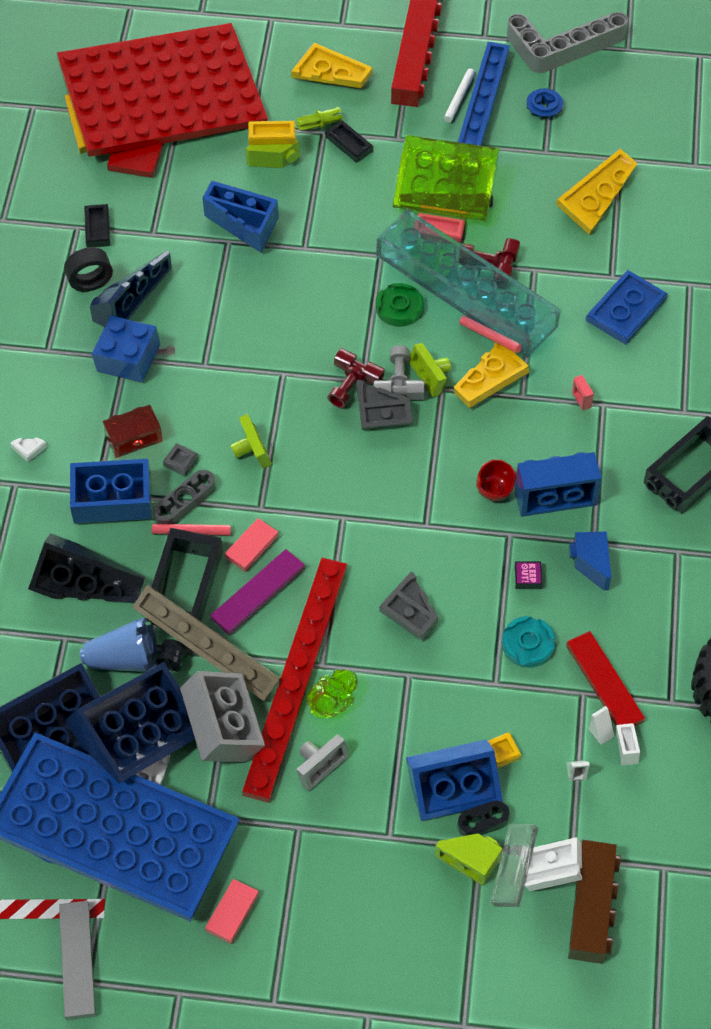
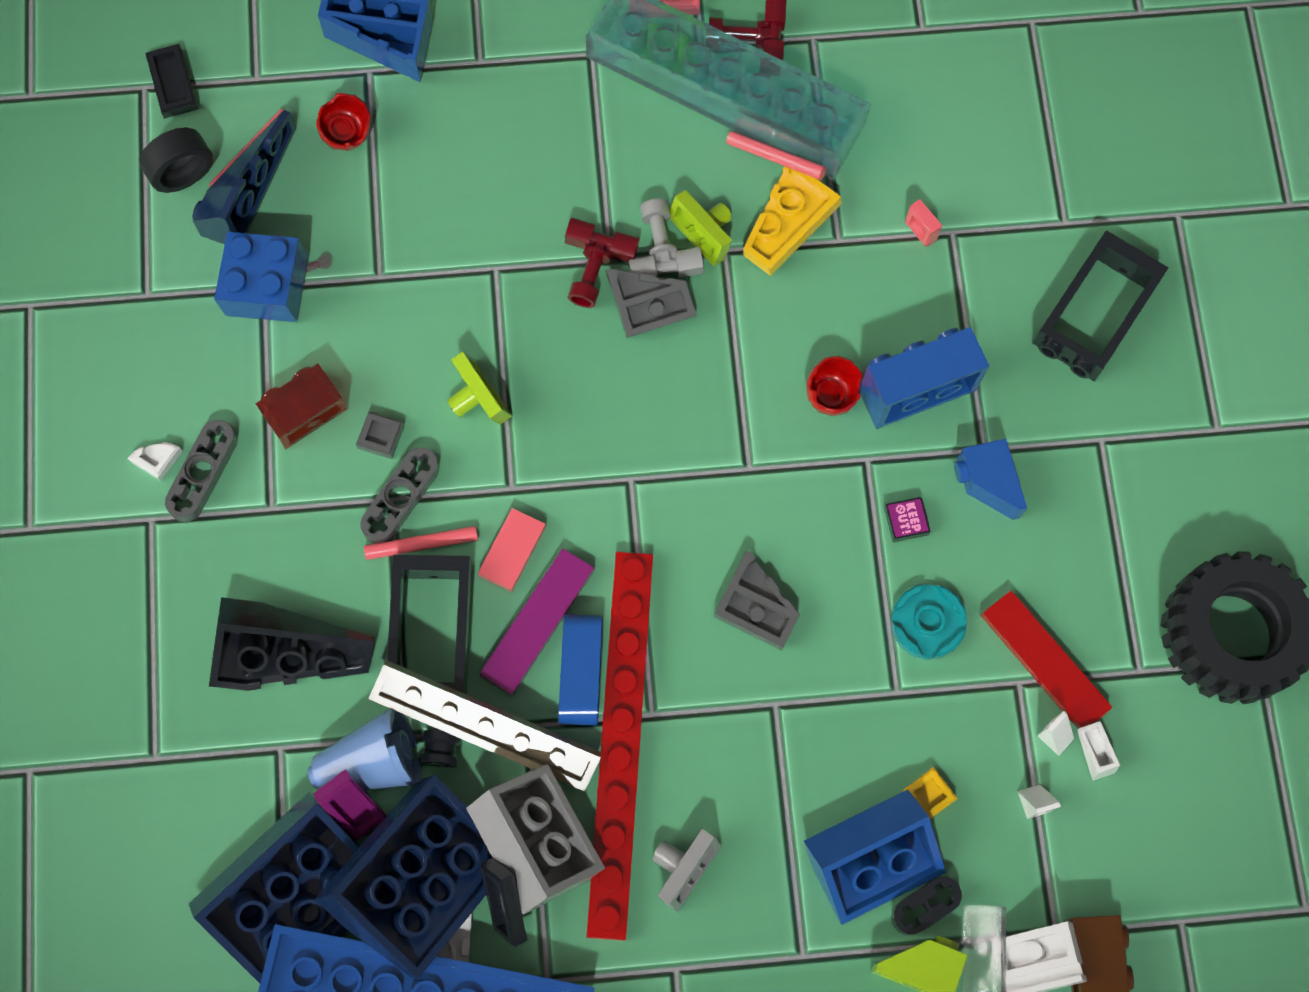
camera: 15 degrees left, 15 degrees up
(55, 470) = (180, 490): none -> dark grey beam
(101, 670) = (350, 805): none -> magenta tile
(110, 491) = (292, 511): blue brick -> none
(190, 752) = (503, 902): none -> black tile
(204, 266) = (344, 122): none -> red hair
(279, 624) = (580, 669): none -> blue beam
(332, 694) = (680, 763): clear neon green head -> none
(399, 305) = (636, 129): green tile -> none
(626, 307) = (953, 74): blue tile -> none

